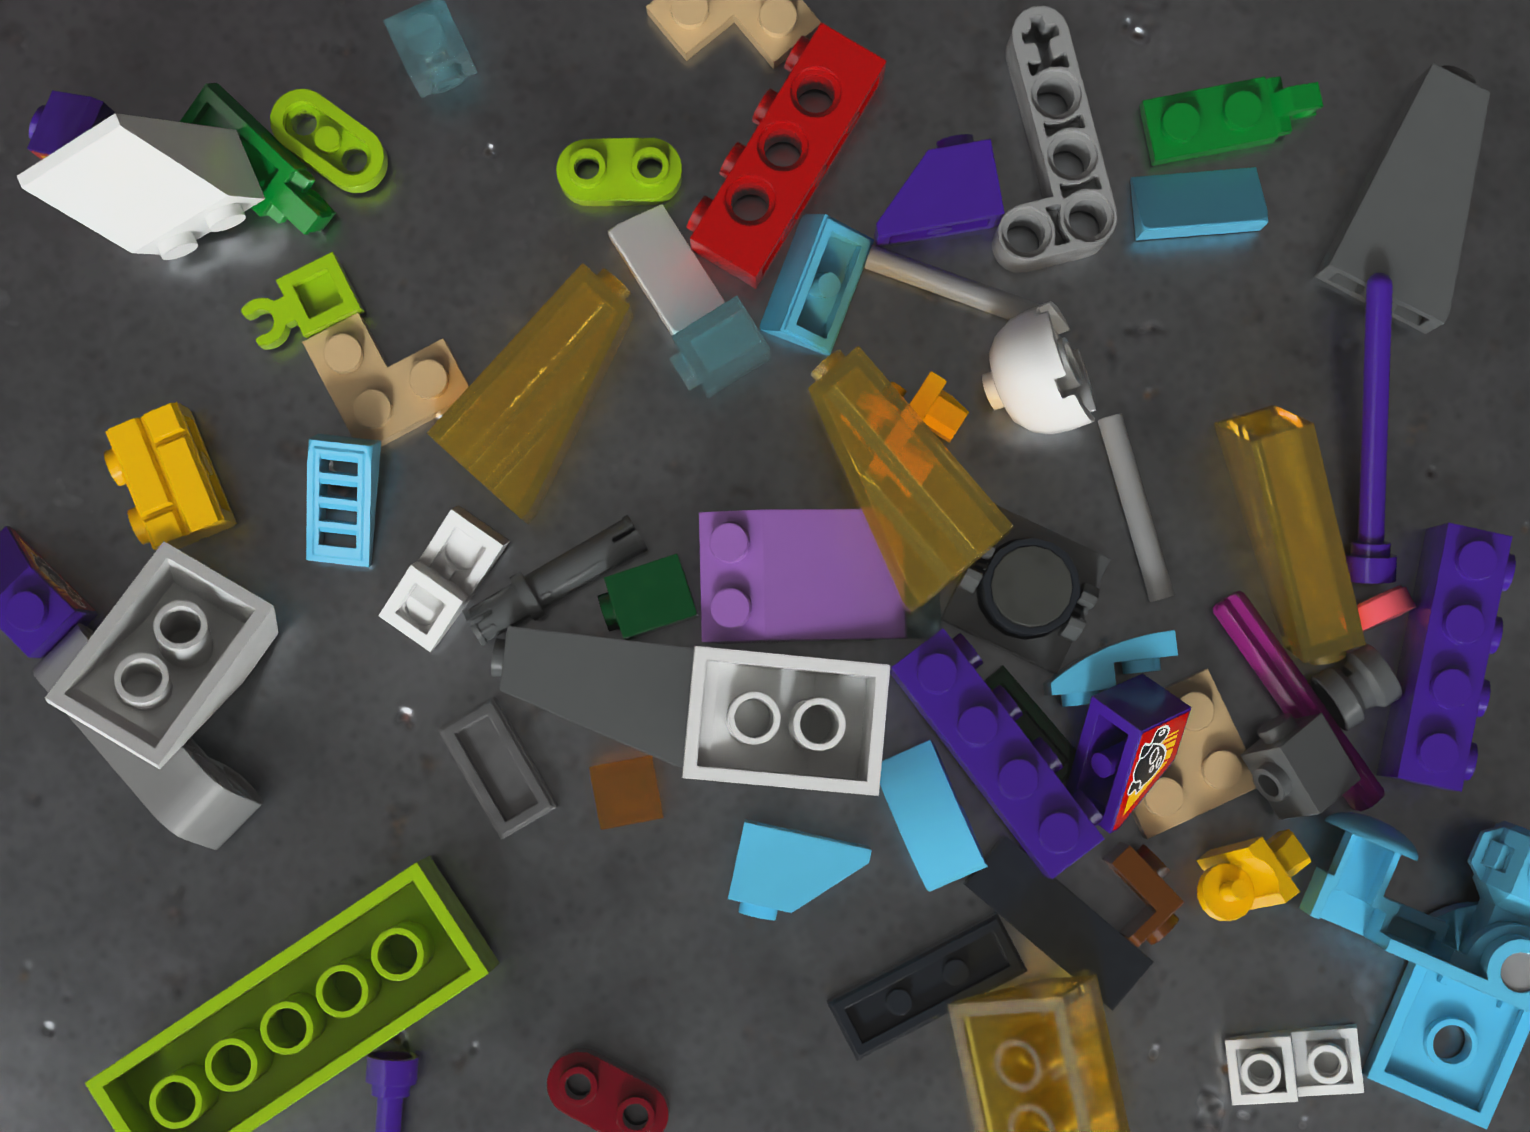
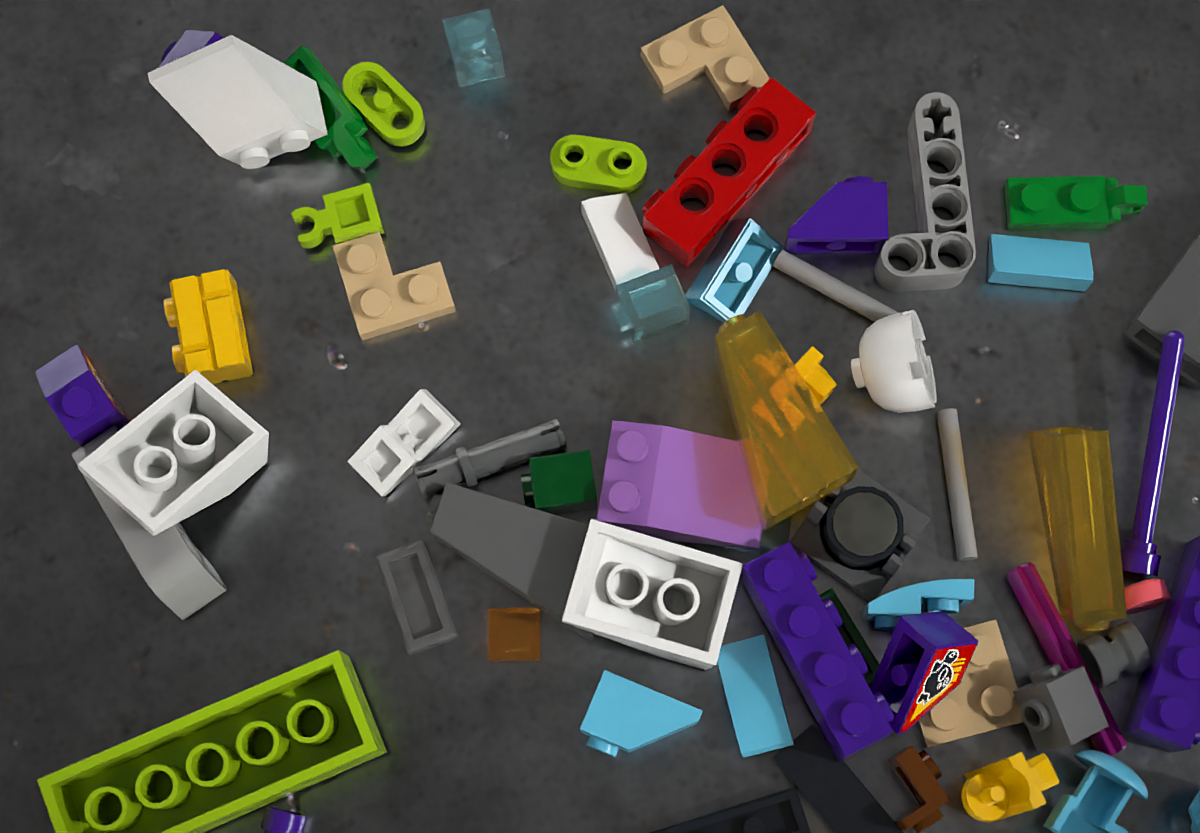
camera: 10 degrees right, 10 degrees down
(348, 449) = (319, 364): medium azure slope -> none
(535, 394) = (503, 313): clear yellow slope -> none

